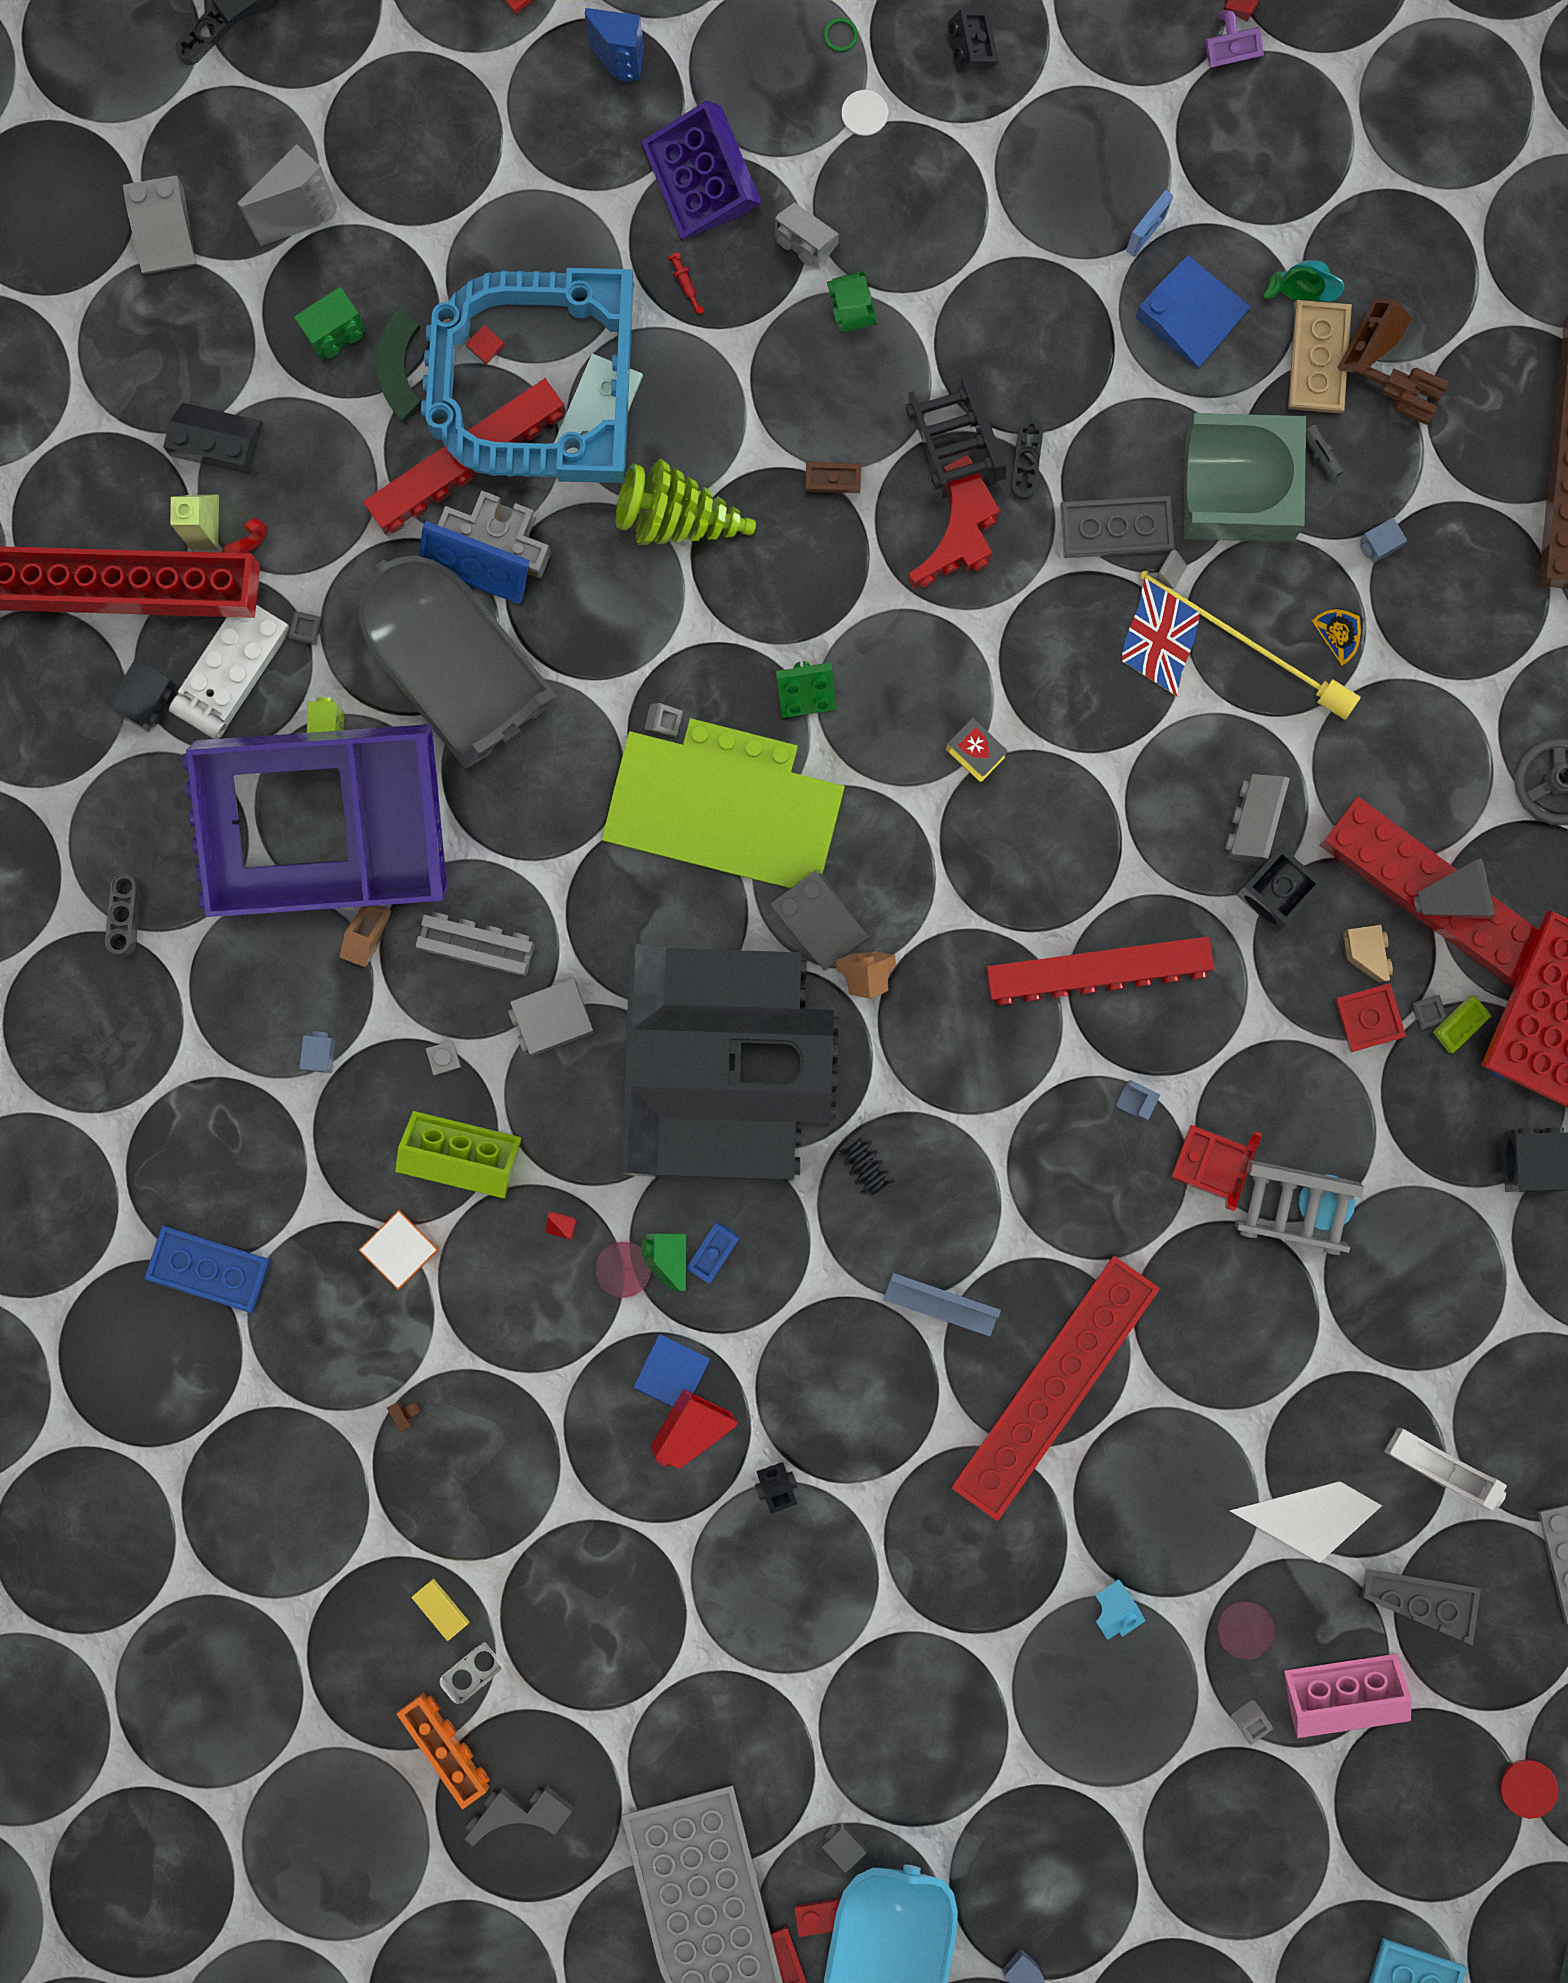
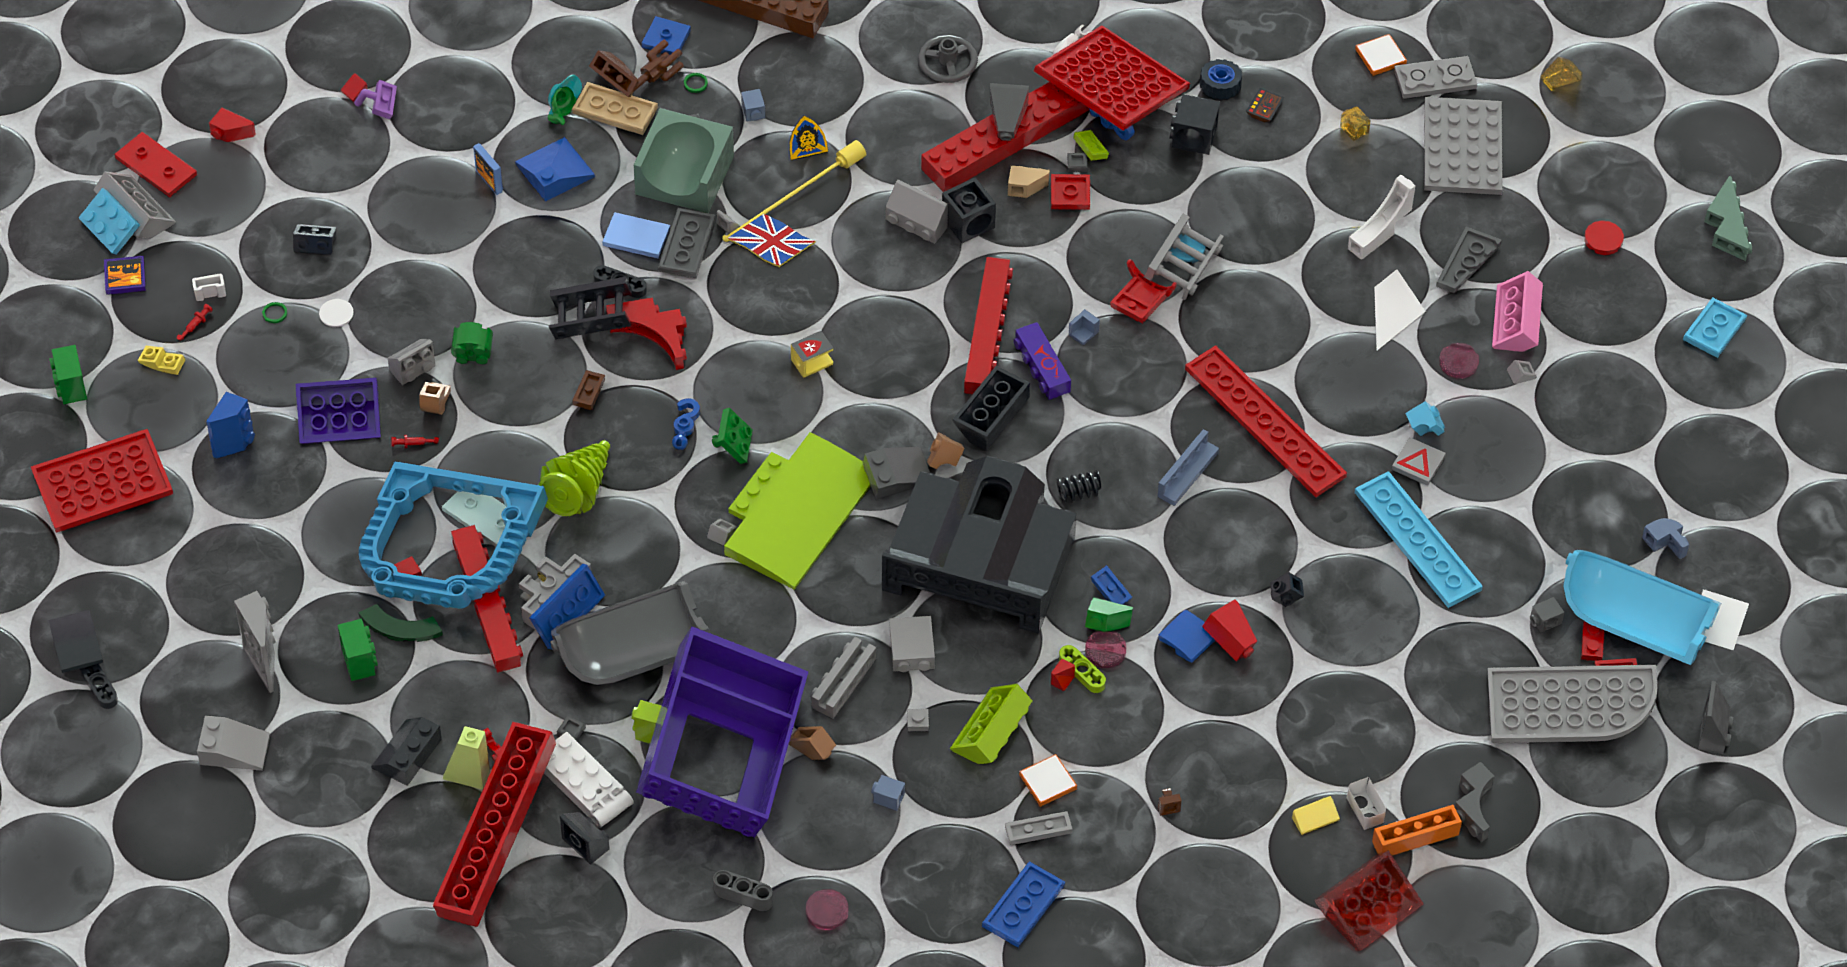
camera: 75 degrees left, 30 degrees down
(130, 1026) = (827, 909): none -> clear pink tile
(320, 1258) = (1038, 828): none -> light grey plate
(328, 1709) = (1369, 900): none -> clear red slope
(593, 1247) = (1085, 677): none -> lime beam
(752, 285) = (433, 397): none -> medium nougat brick
(813, 618) = (684, 424): none -> blue piece
(919, 1643) = (1418, 539): none -> medium azure plate
(957, 1014) = (992, 407): none -> black slope
(1053, 1613) = (1418, 461): none -> light grey tile
(1062, 1060) = (1042, 361): none -> dark purple brick
(1111, 456) = (636, 235): none -> light blue tile
(1410, 436) = (695, 90): none -> green piece
(1472, 384) = (671, 31): none -> blue plate

